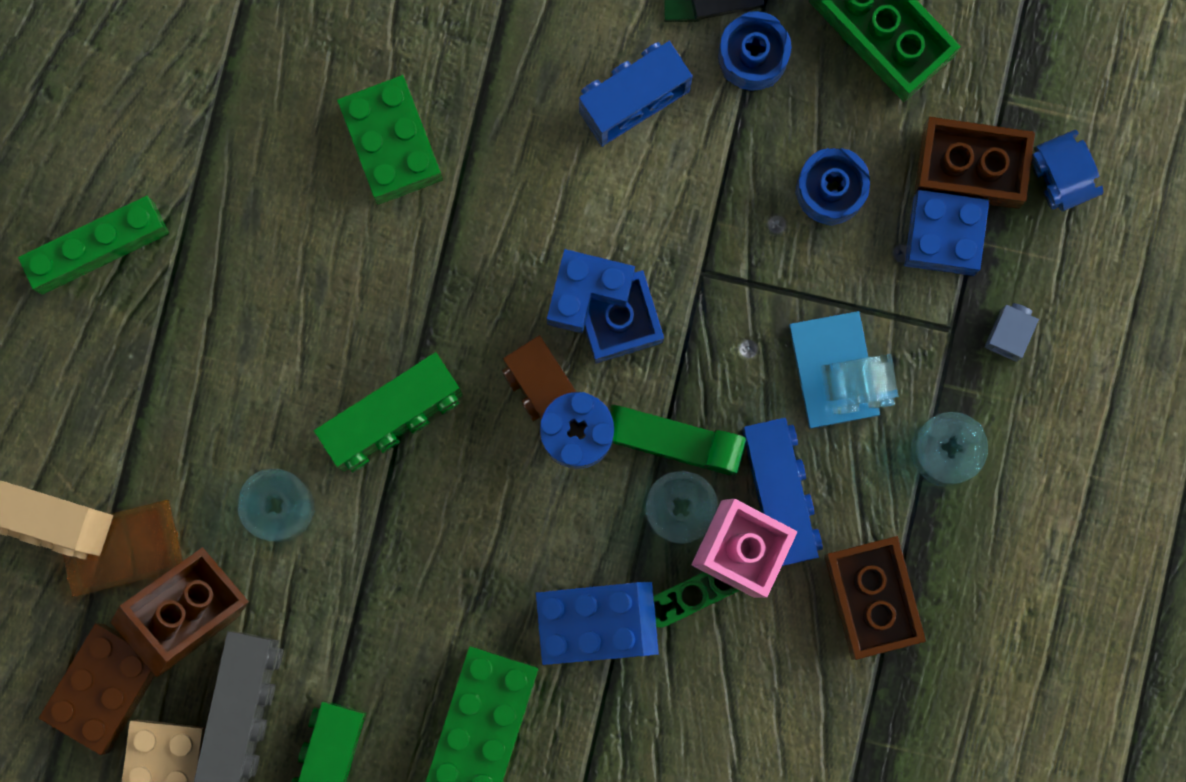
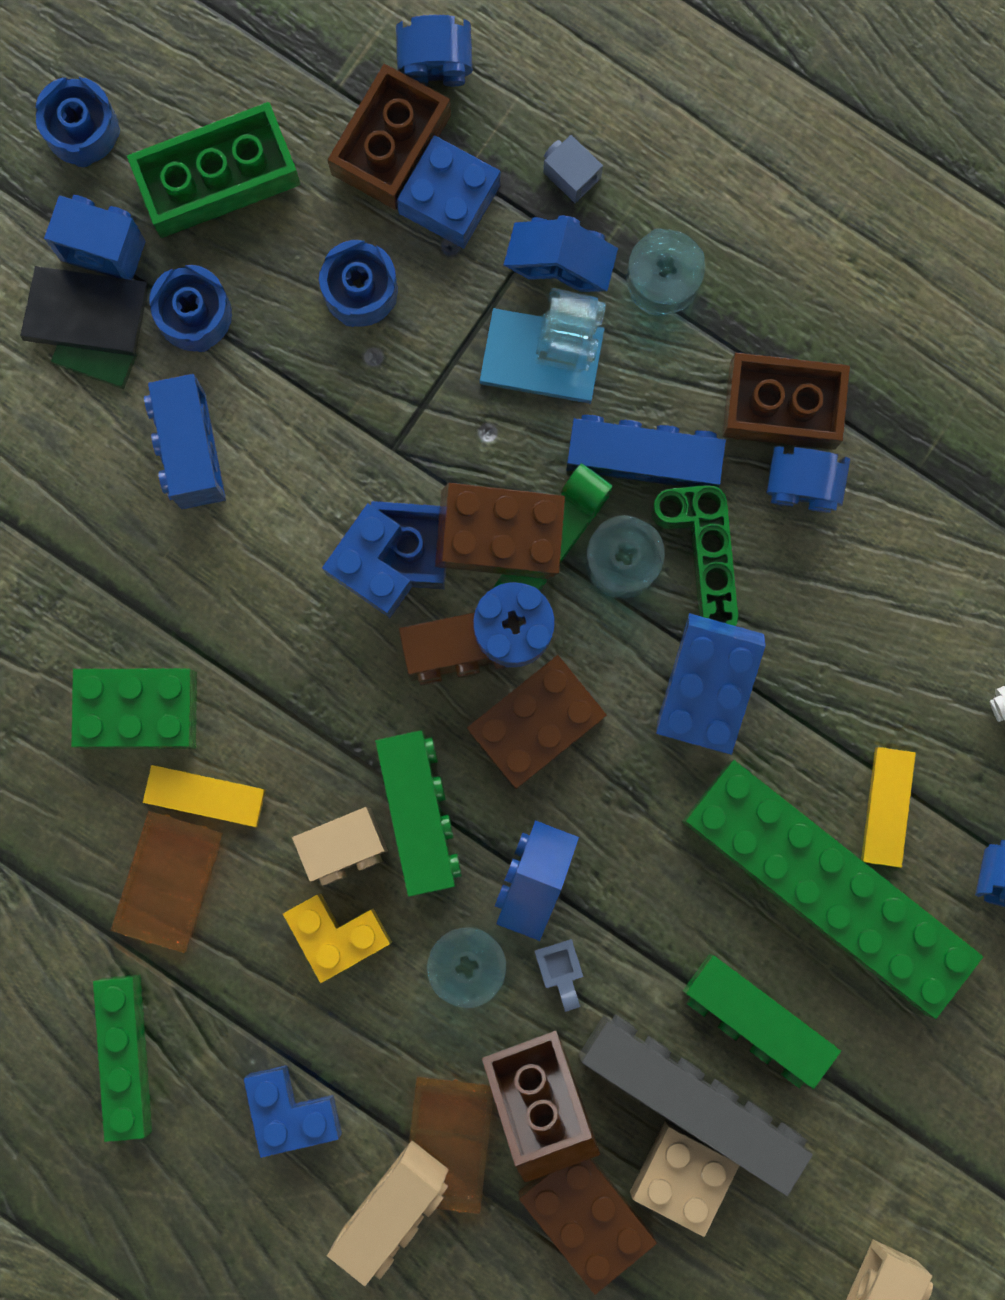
camera: 70 degrees left, 0 degrees up
(88, 401) = (282, 1123): none -> blue brick
(251, 382) = (332, 947): none -> yellow brick
(255, 225) = (167, 882): none -> clear orange piece
(304, 586) = (559, 967): none -> sand blue plate
(339, 228) = (204, 796): none -> yellow tile
(339, 358) = (340, 845): none -> tan brick
(371, 535) = (535, 879): none -> blue brick
(507, 486) = (536, 722): none -> reddish brown brick
(657, 389) = (499, 531): none -> reddish brown brick
(744, 548) = (693, 505): bright pink brick -> none
(812, 643) = (809, 478): none -> blue brick
(929, 351) = (561, 252): none -> blue brick

